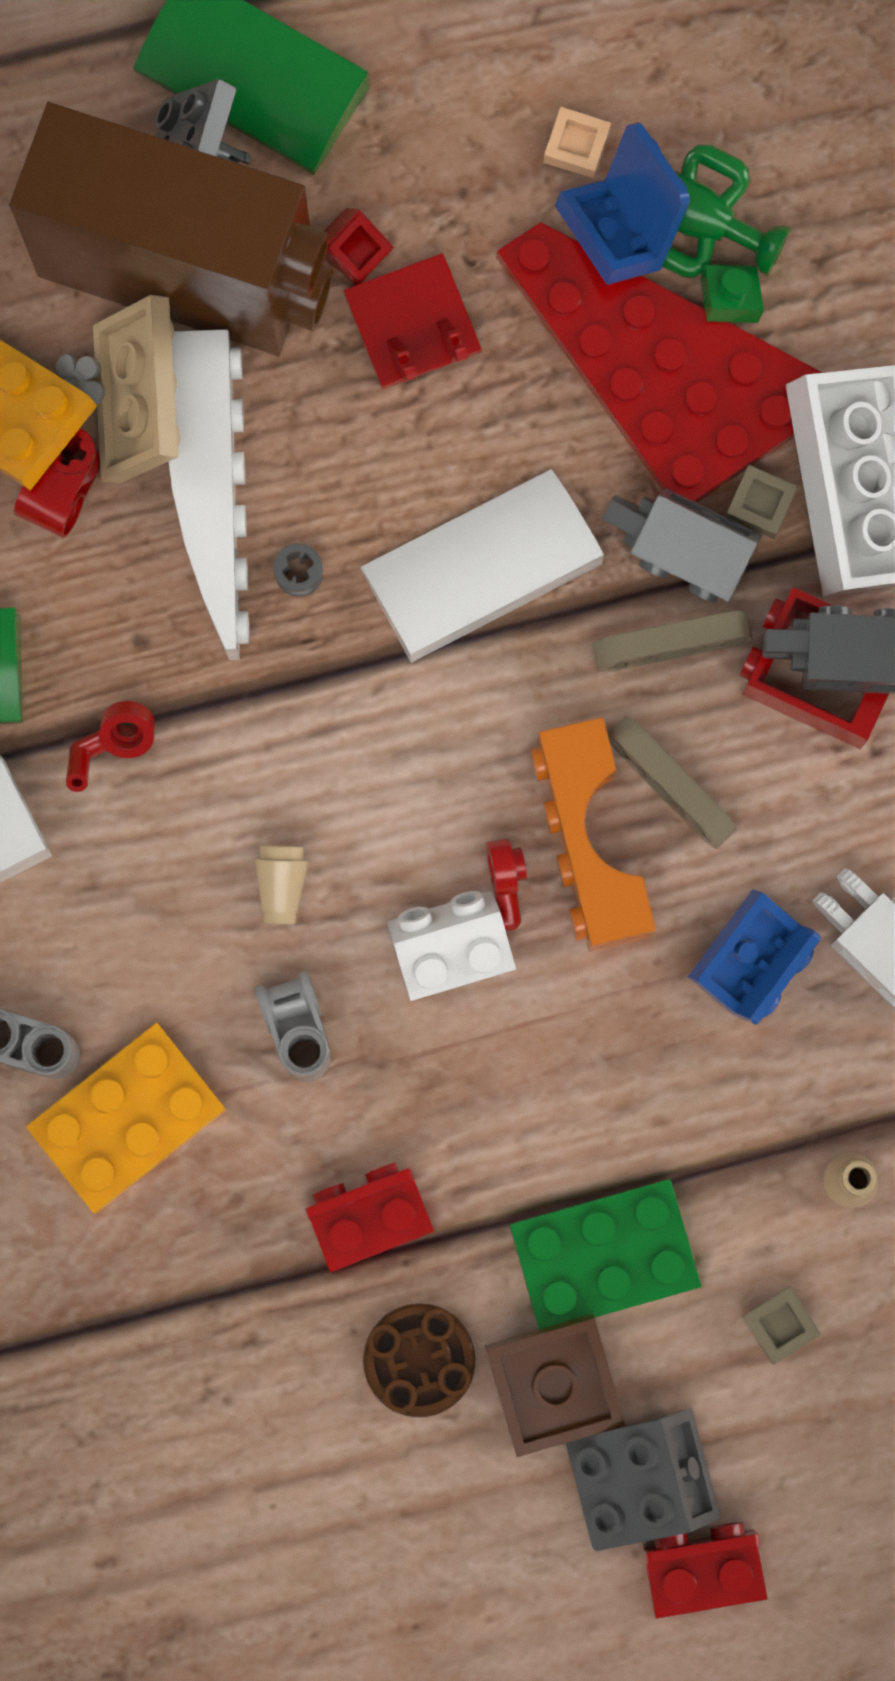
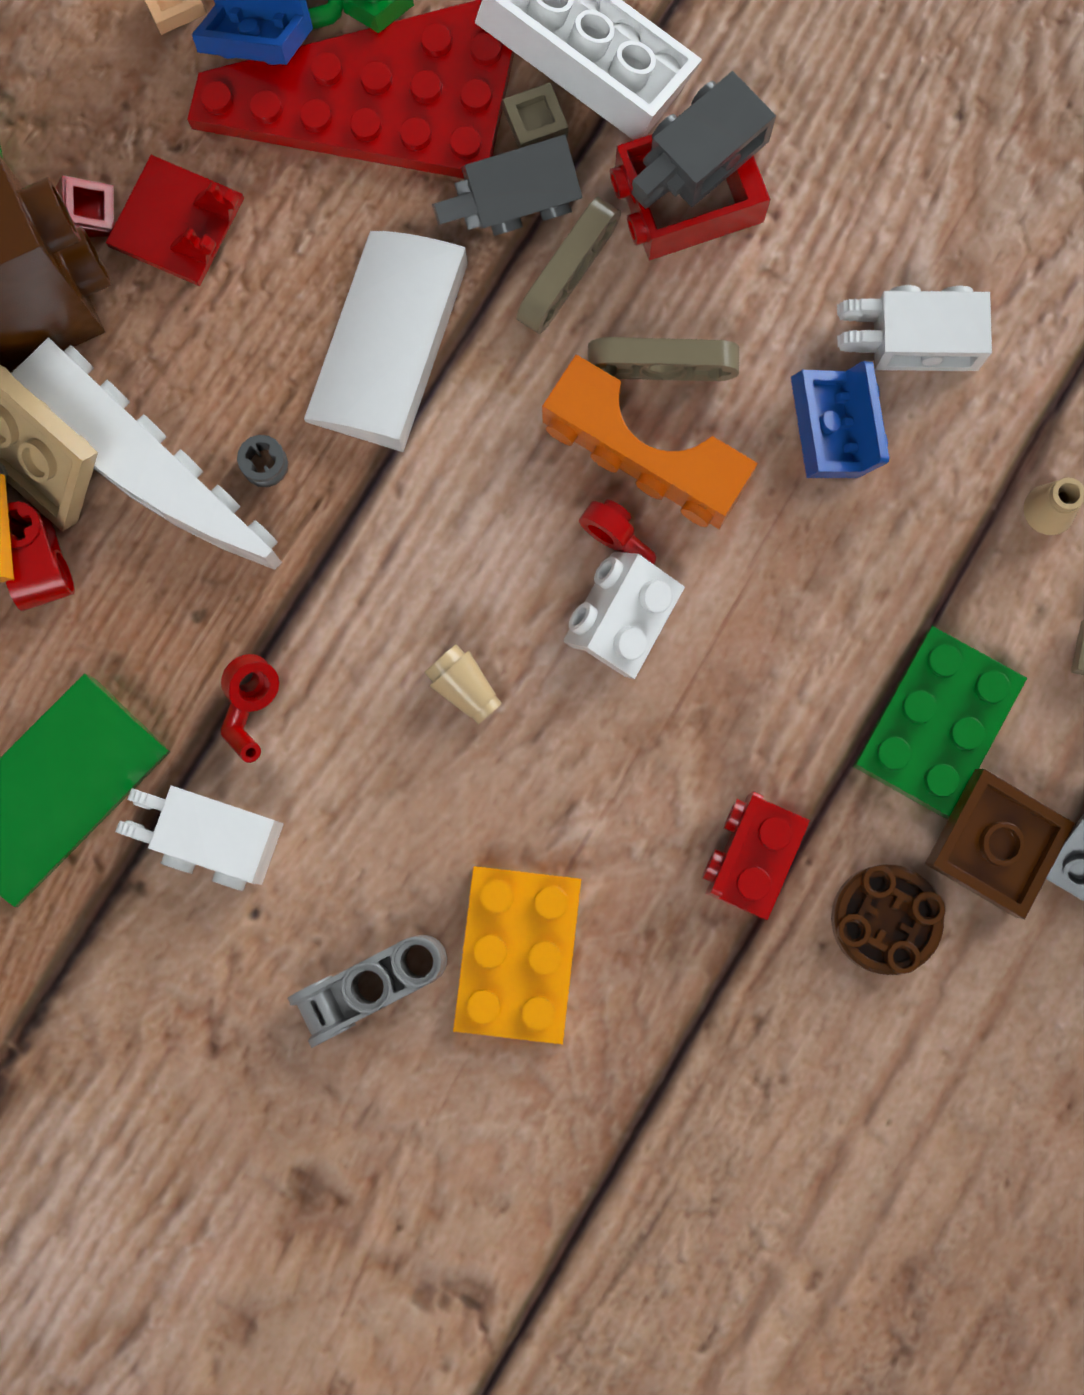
camera: 40 degrees left, 0 degrees up
(293, 1017) = (570, 770): light grey piece -> none

